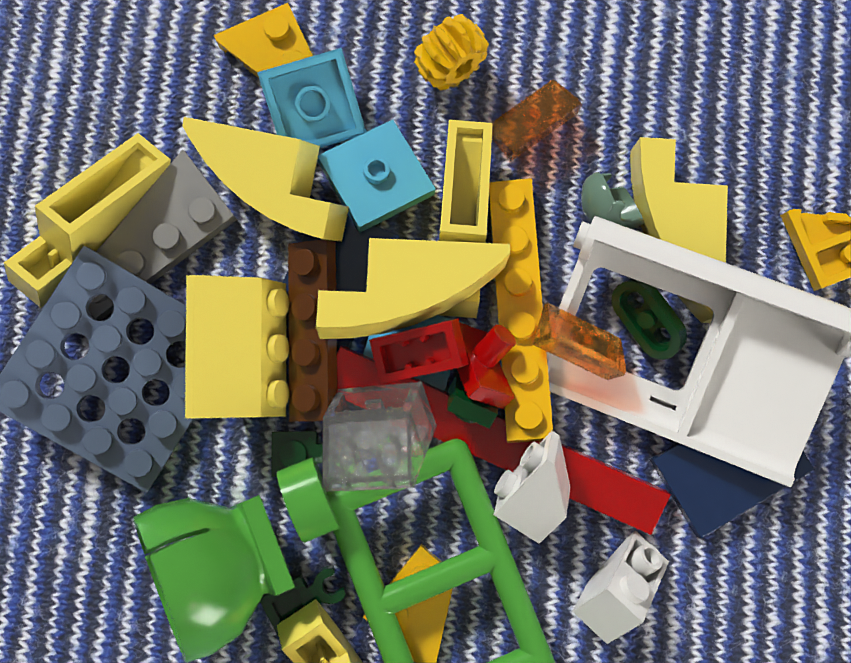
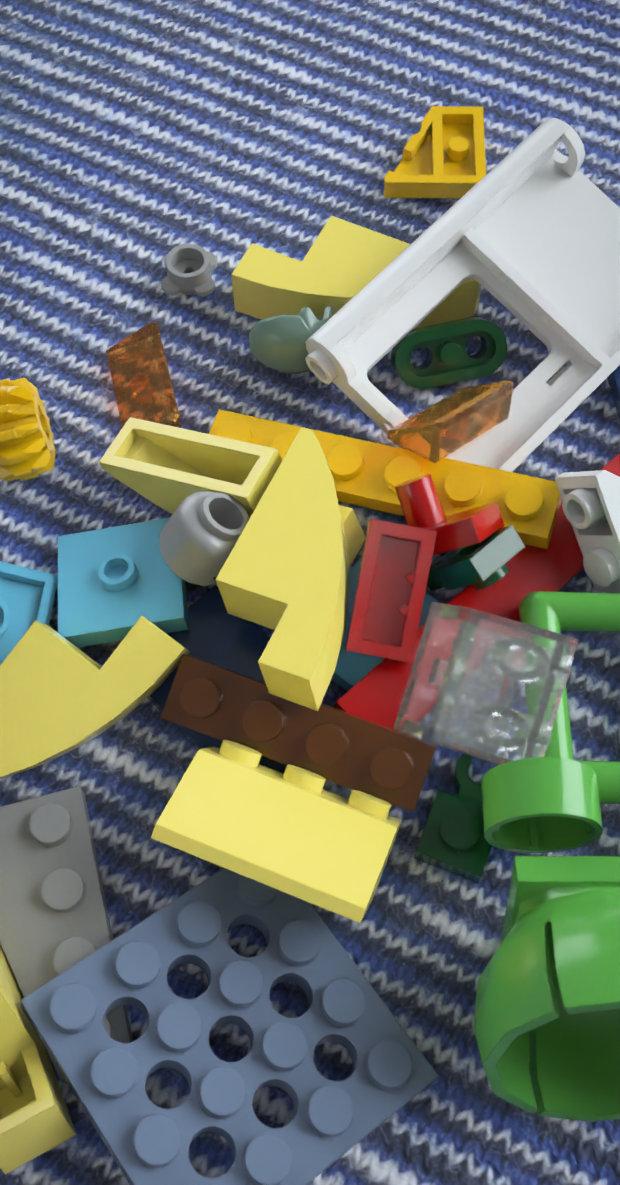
camera: 65 degrees left, 20 degrees down
(411, 214) = (202, 535): none -> light grey head
(651, 94) = (189, 271): none -> light grey plate

